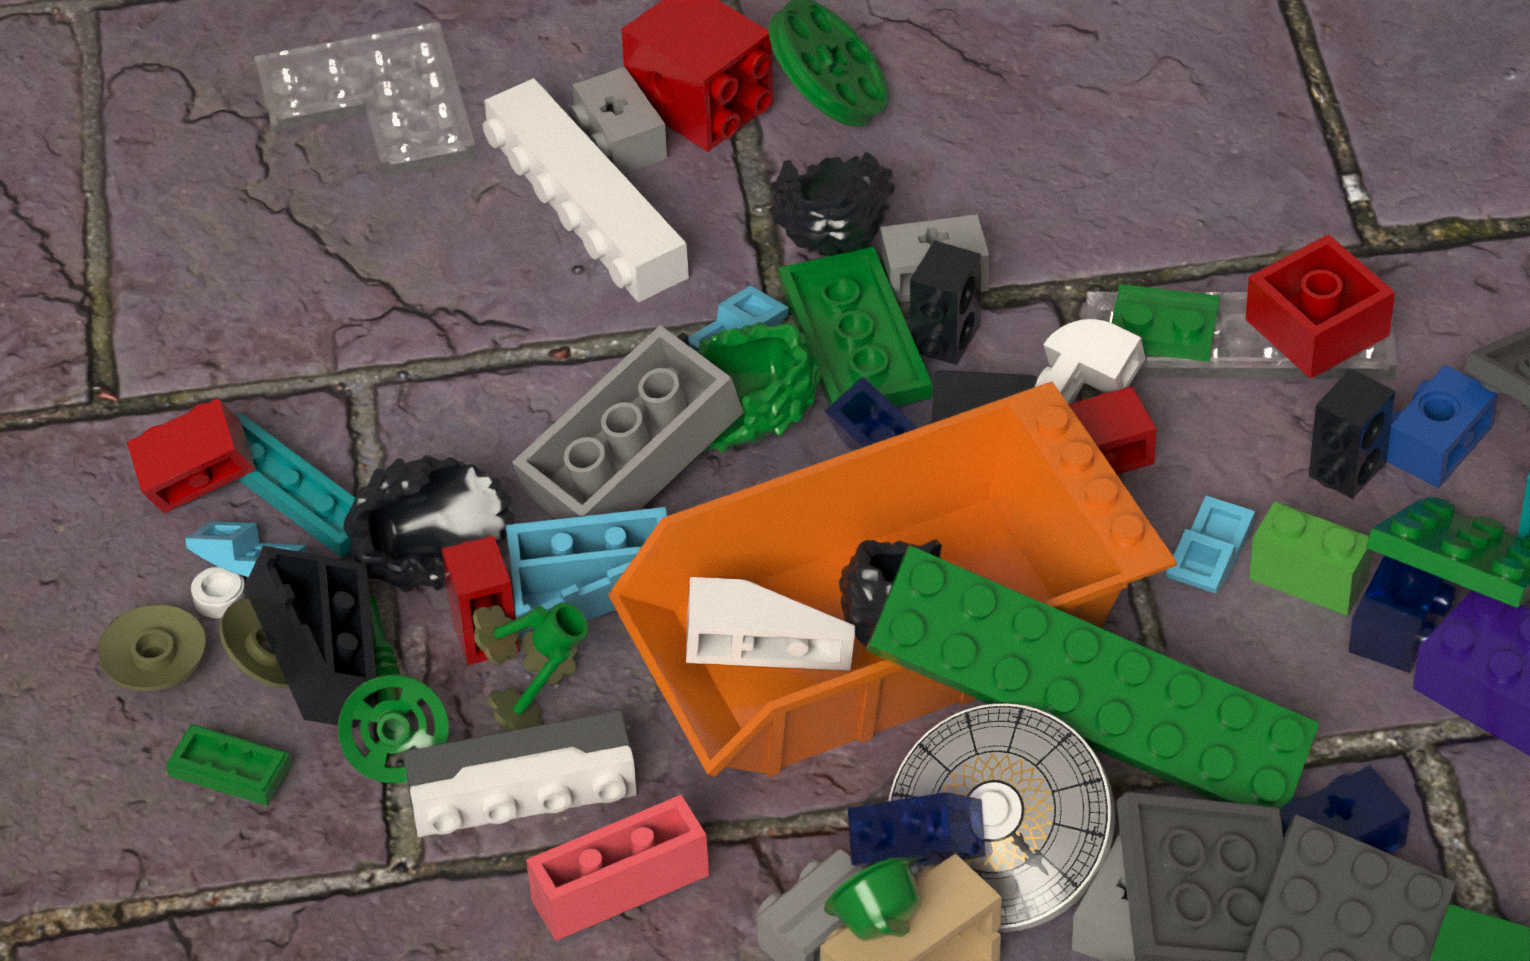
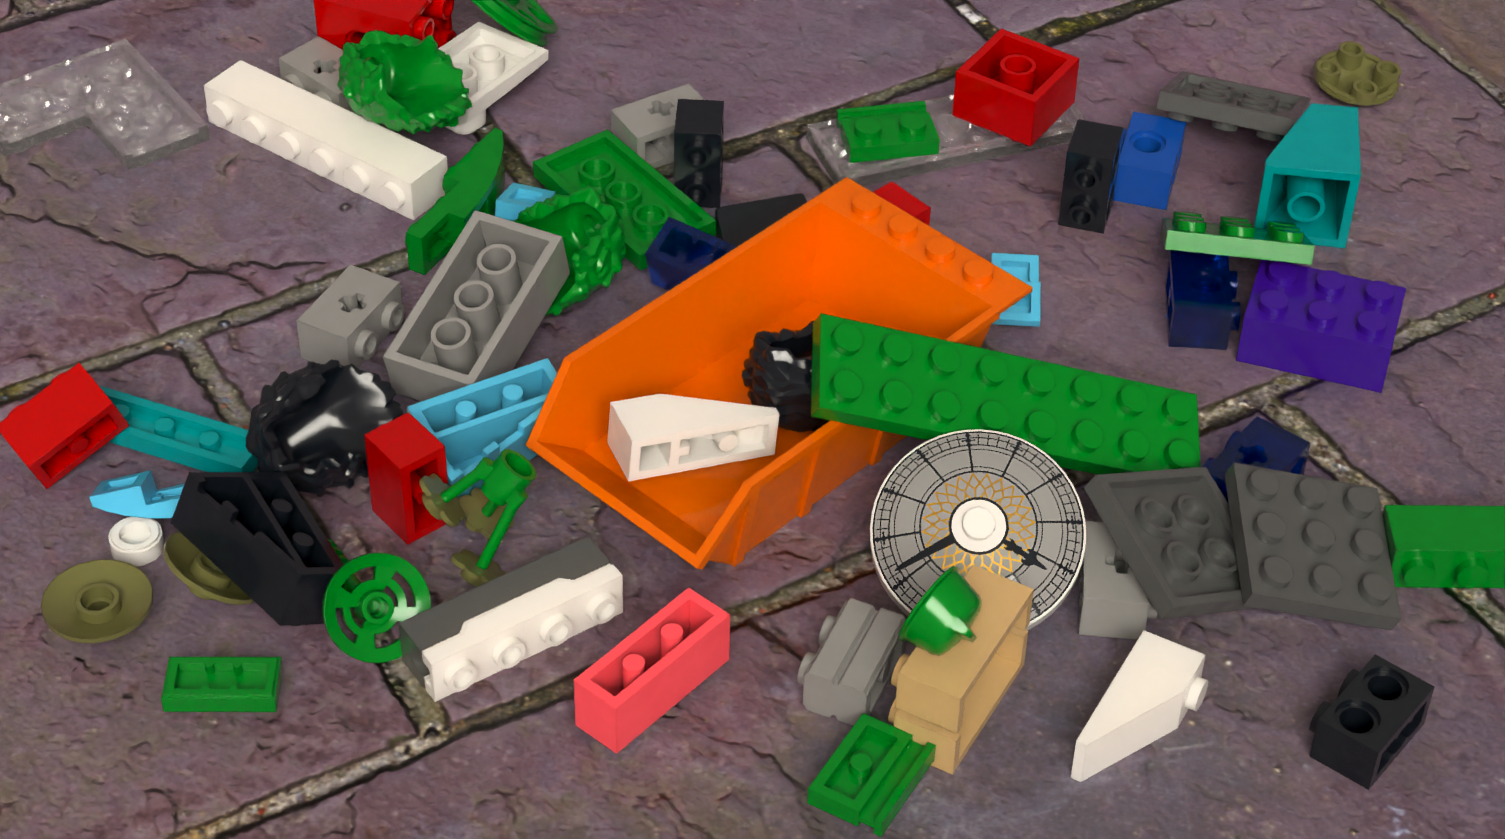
camera: 25 degrees left, 5 degrees down
(514, 405) = (350, 318): none -> light grey brick
(669, 150) = (402, 82): none -> green hair
(693, 299) = (468, 187): none -> green slope
(746, 149) = (491, 67): none -> white slope
(833, 204) = (559, 104): black hair -> none
(919, 826) = (913, 560): clear blue brick -> none
(1091, 354) = (850, 155): white brick -> none
(1310, 558) = (1107, 278): bright green brick -> none

